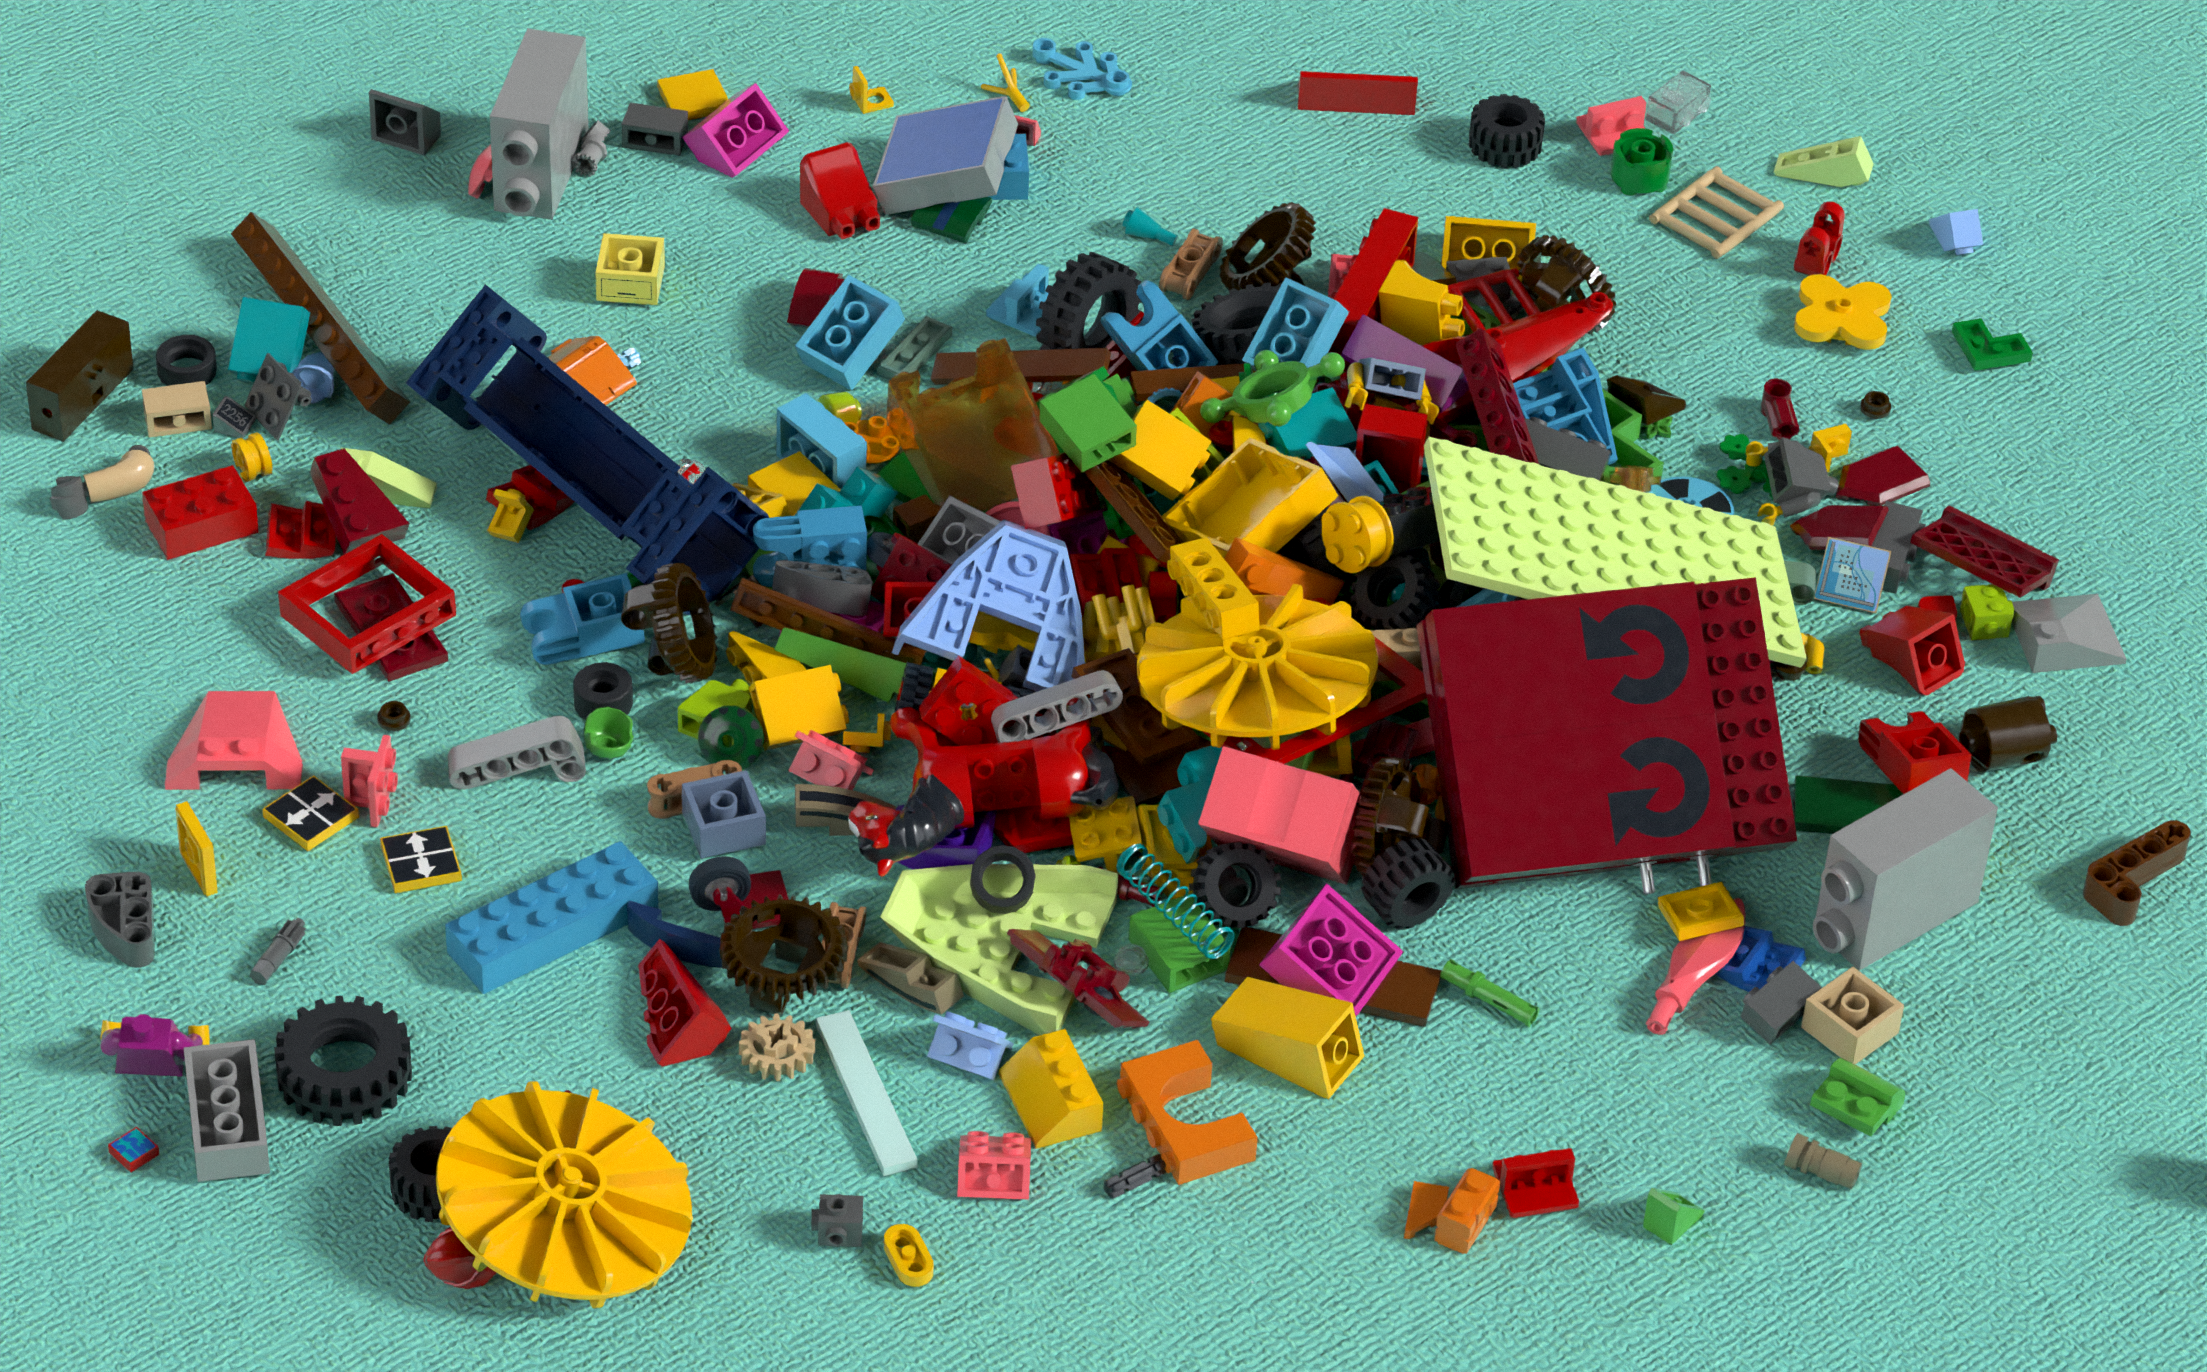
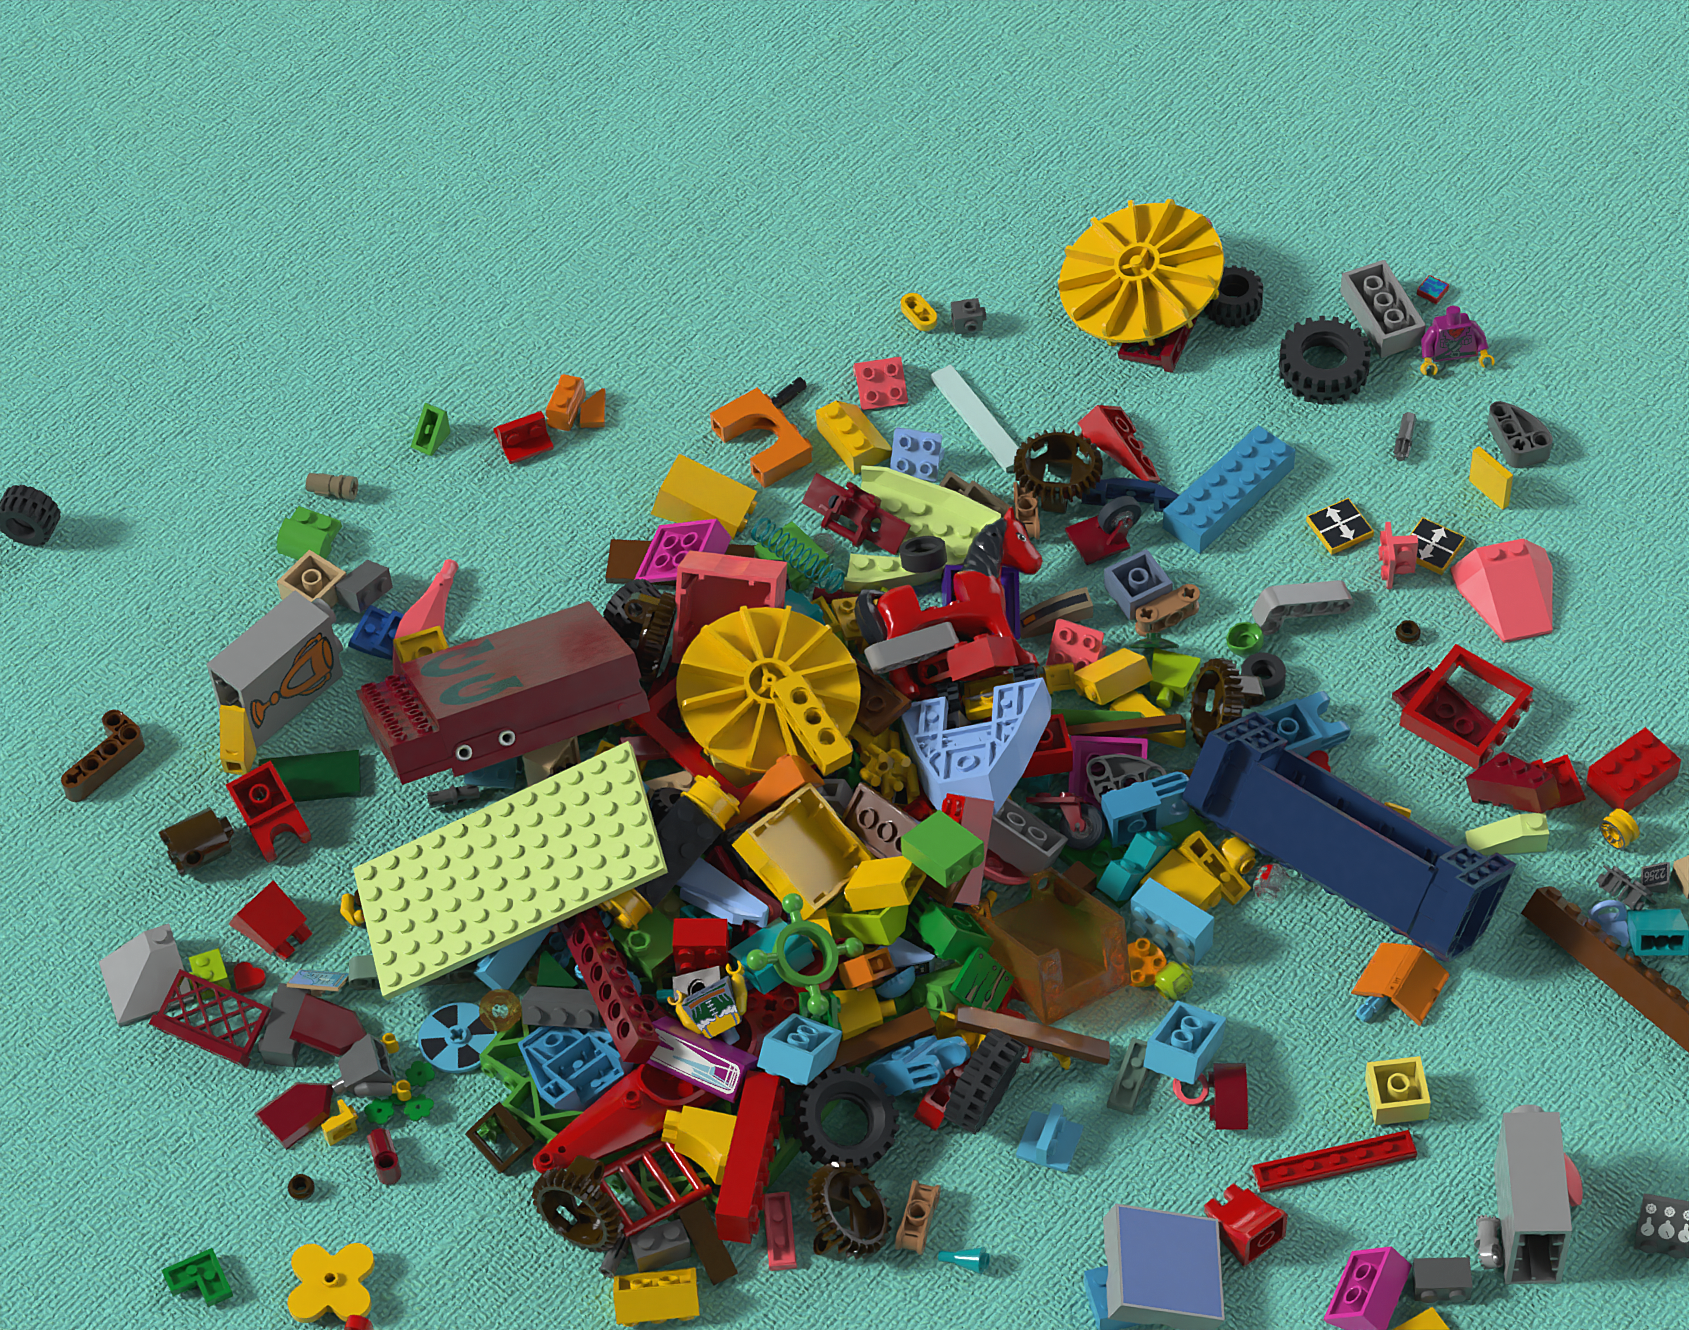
camera: 175 degrees right, 10 degrees up
(735, 245) = (1334, 1161): none -> red tile
(777, 1047) = (1041, 421): tan gear -> none
(1478, 986) = (577, 570): bright green pin -> none

